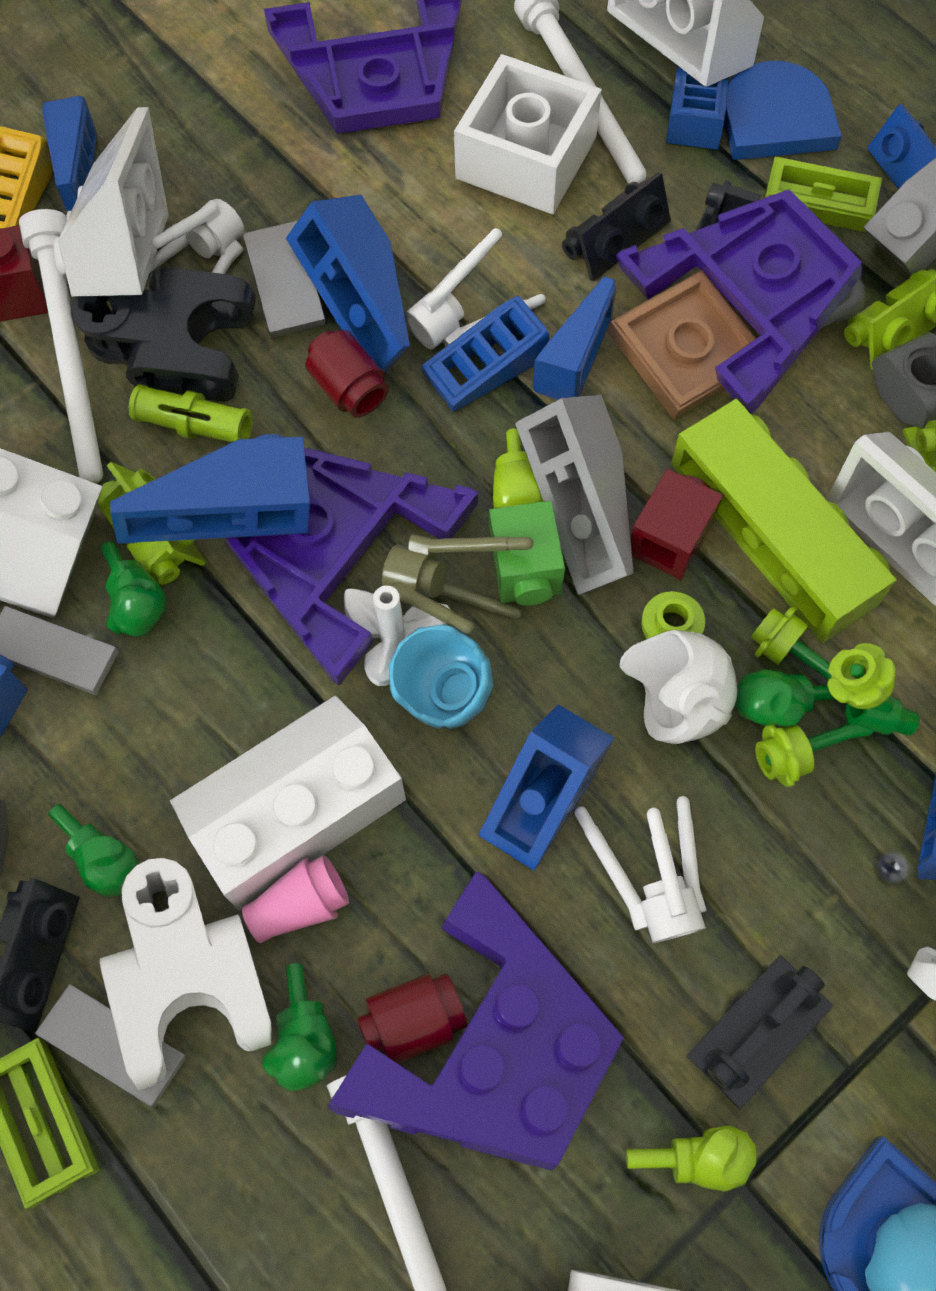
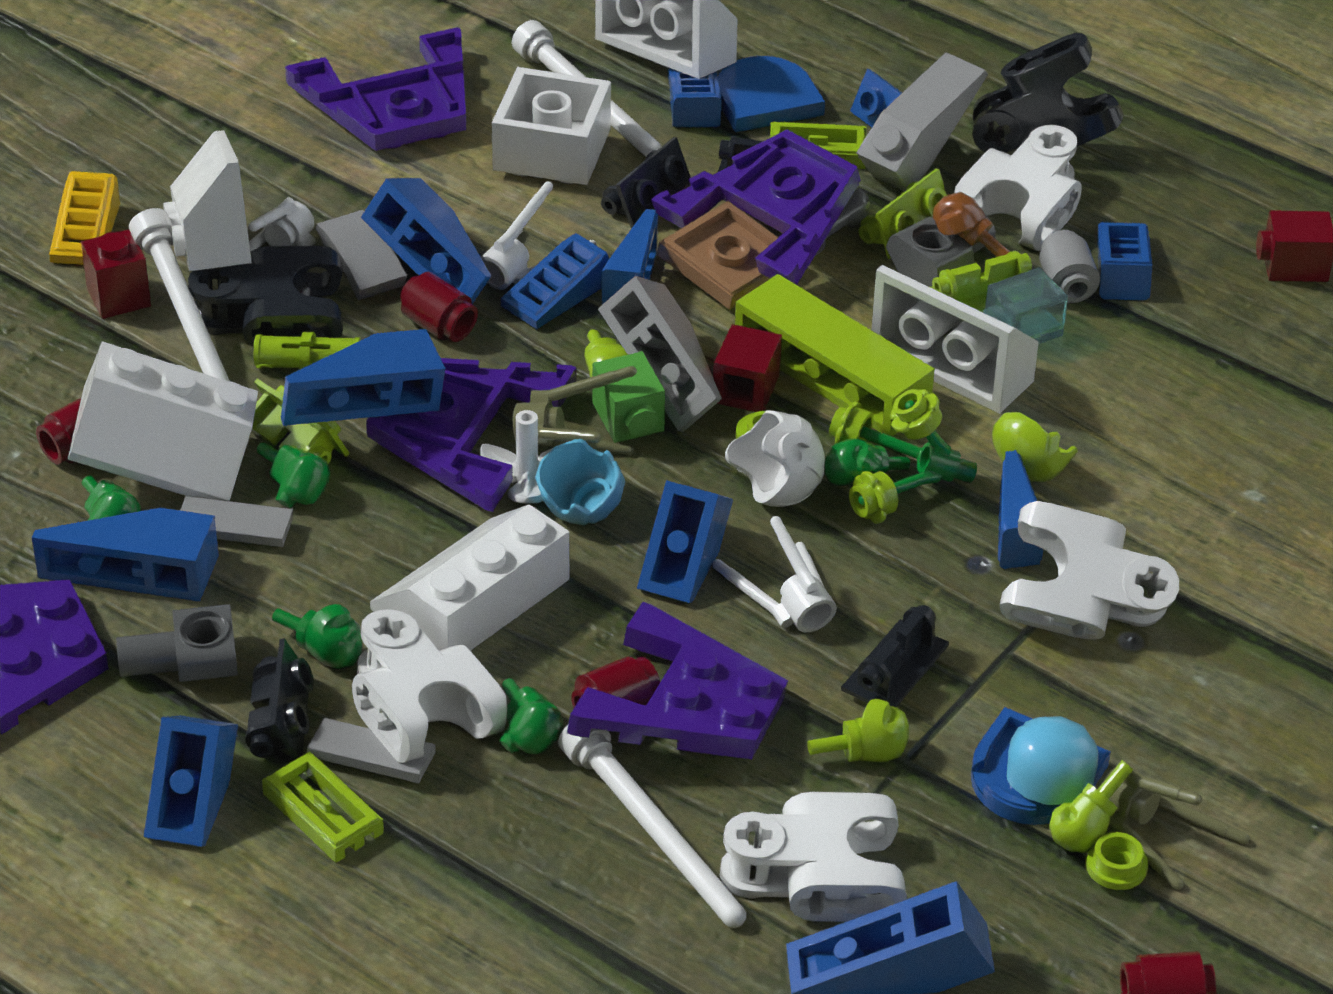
camera: 15 degrees left, 25 degrees down
(71, 144) = (135, 176): blue slope -> none
(297, 900) = (505, 634): bright pink cone -> none

